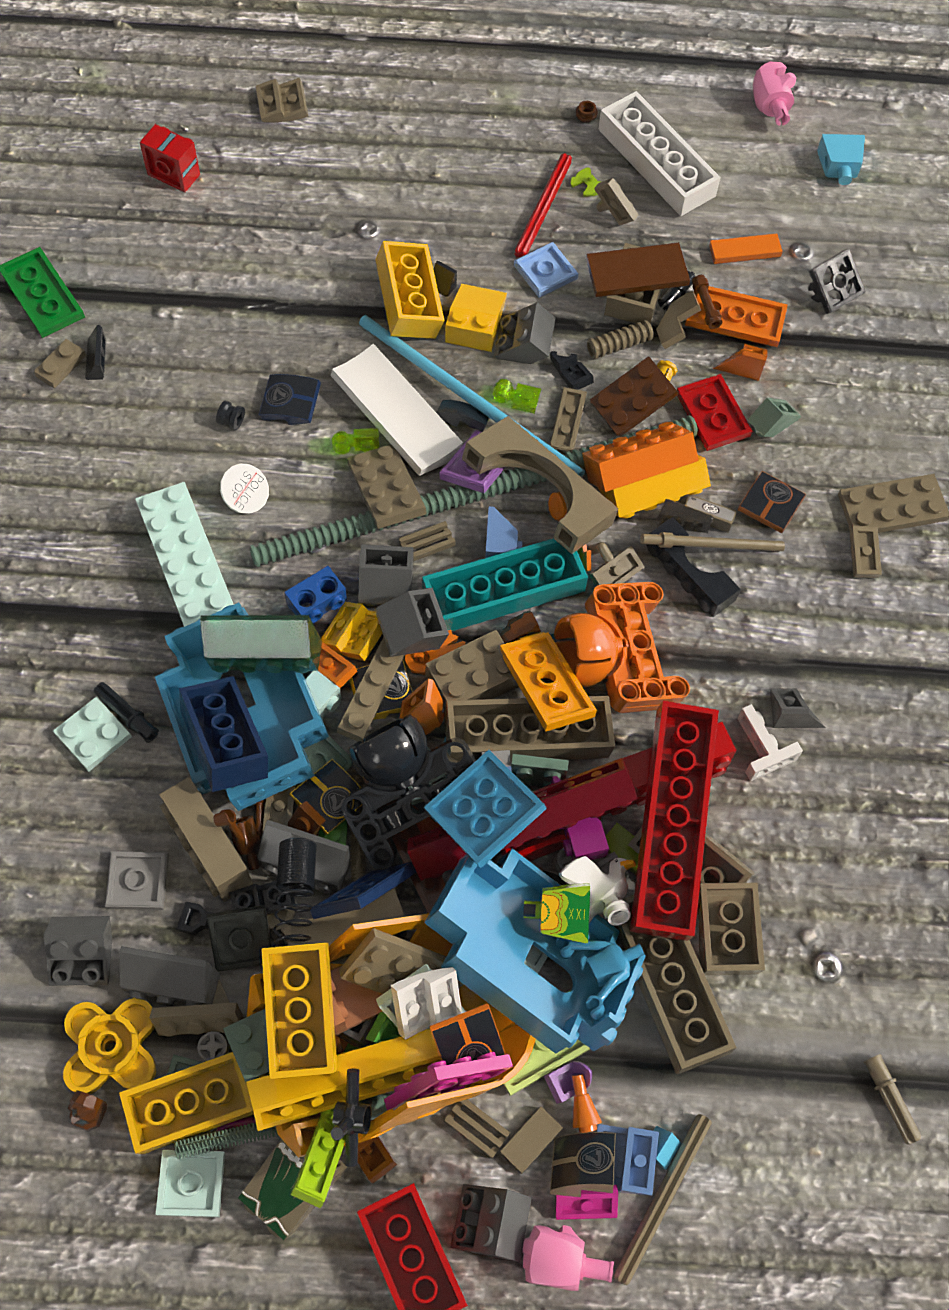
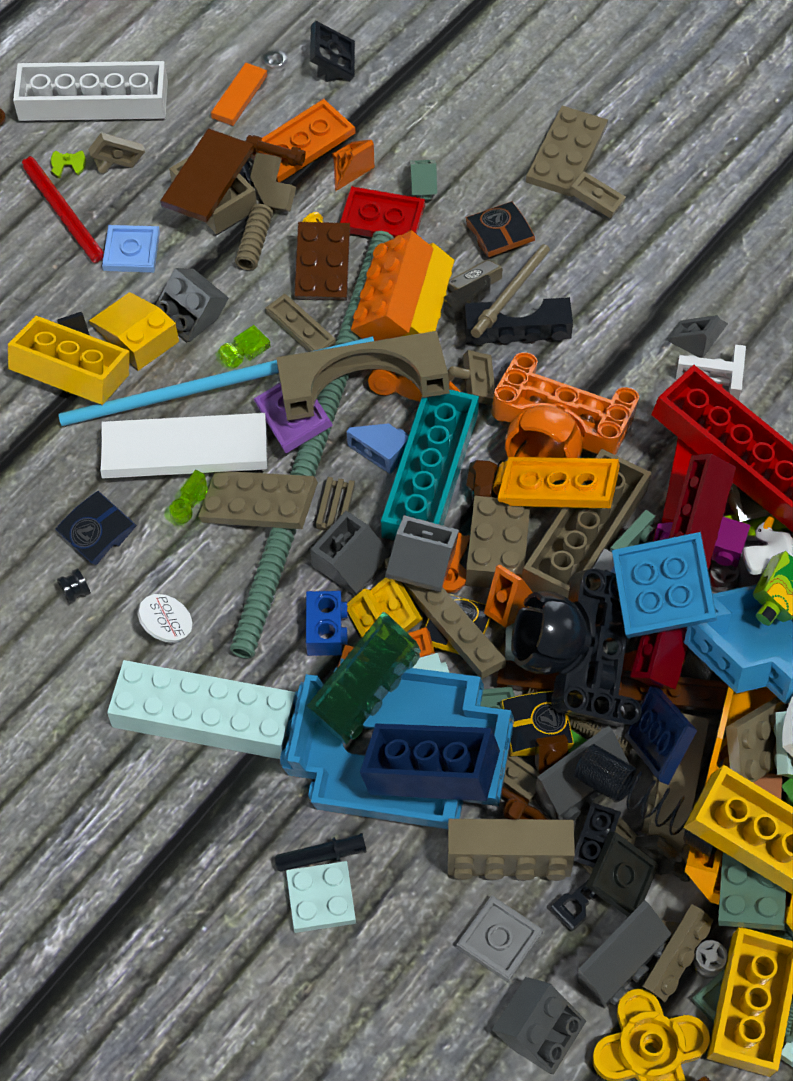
camera: 50 degrees left, 5 degrees down
(454, 411) = (227, 399): black slope -> none
(572, 371) = (253, 292): black slope -> none

